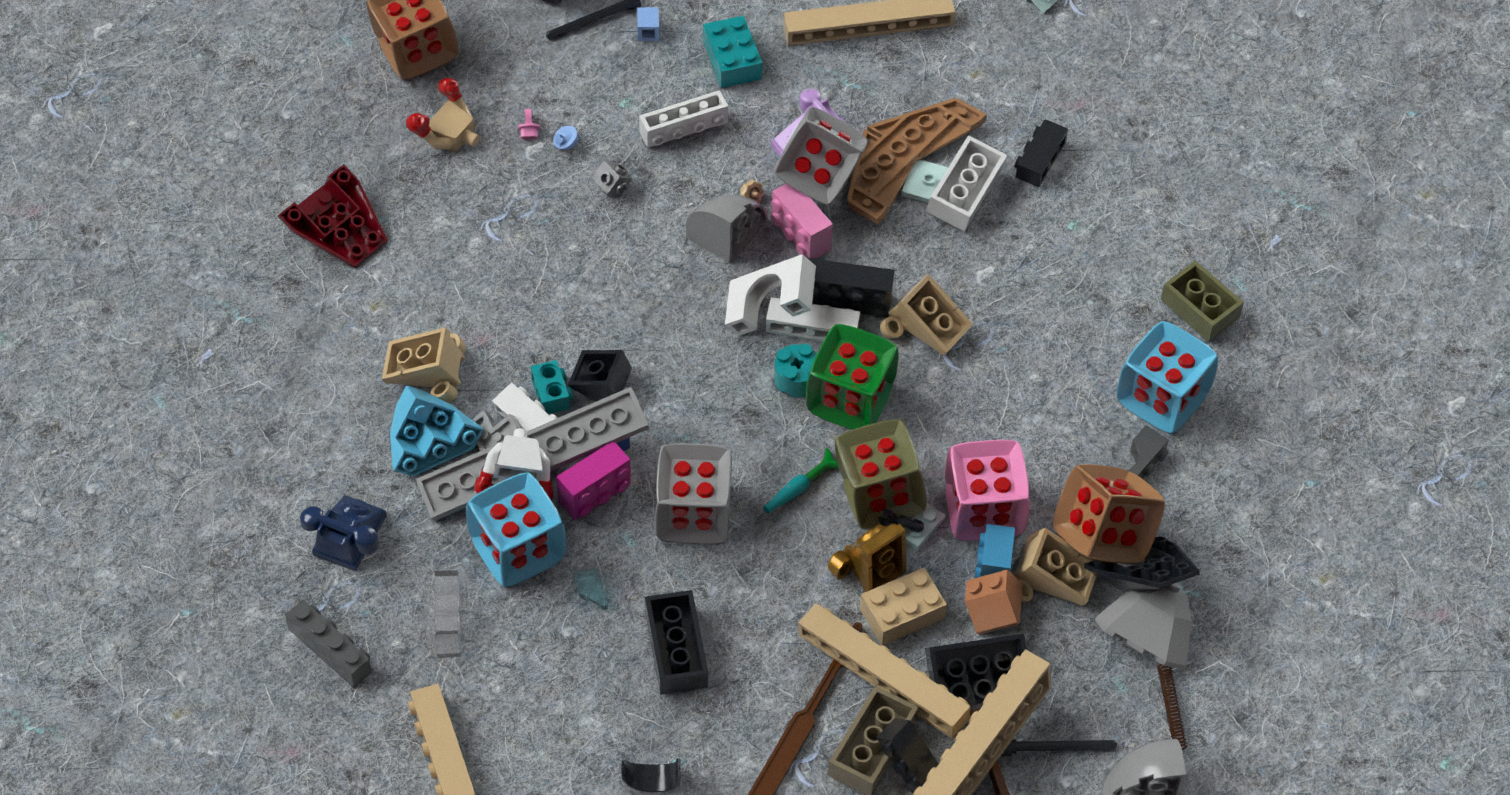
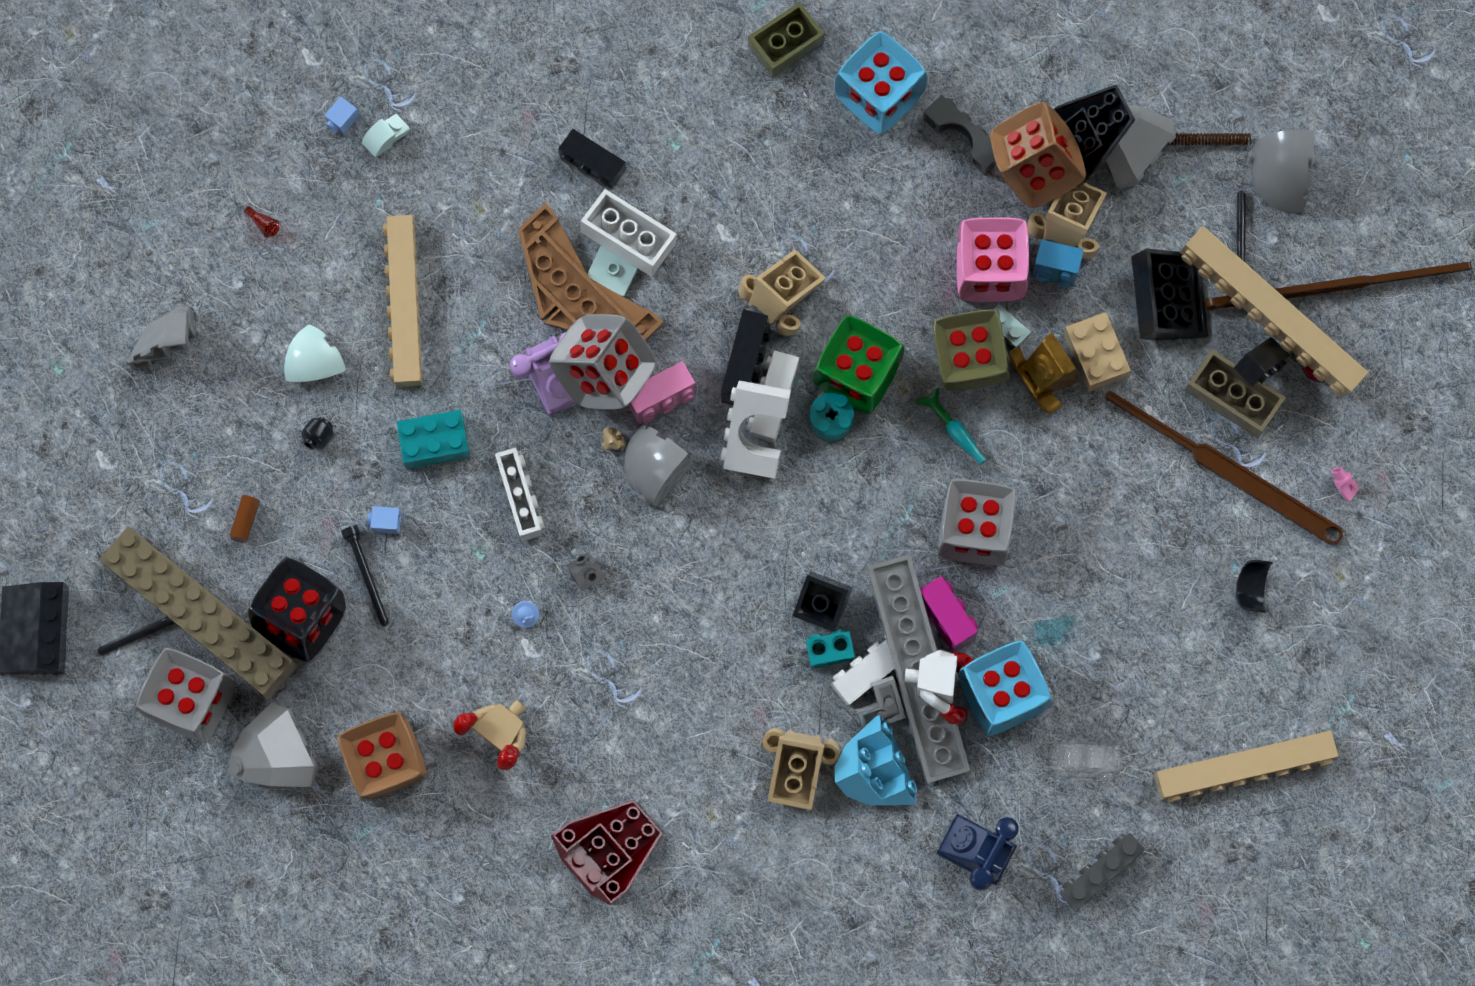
camera: 80 degrees left, 20 degrees up
(528, 130) = (509, 650): bright pink piece -> none
(676, 642) = (1124, 555): black brick -> none
(884, 669) = (1166, 376): tan brick -> none
(915, 525) = (1013, 342): black piece -> none
(994, 601) = (1103, 271): nougat slope -> none

